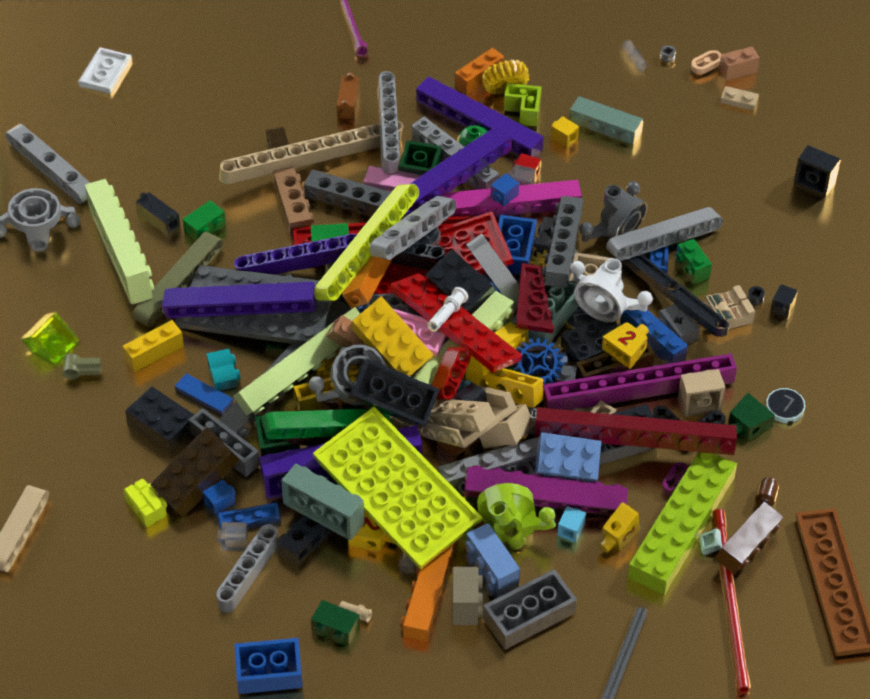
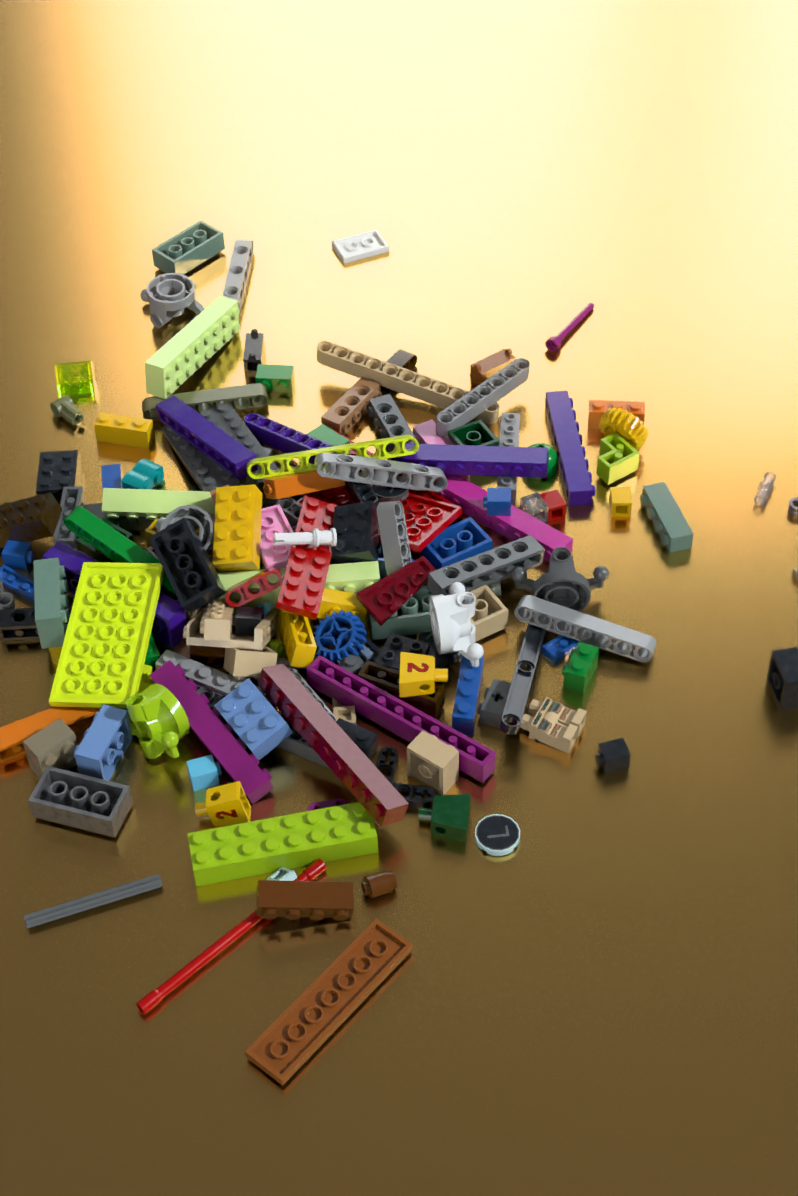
camera: 50 degrees right, 5 degrees down
(753, 299) = (596, 730): black bush -> none

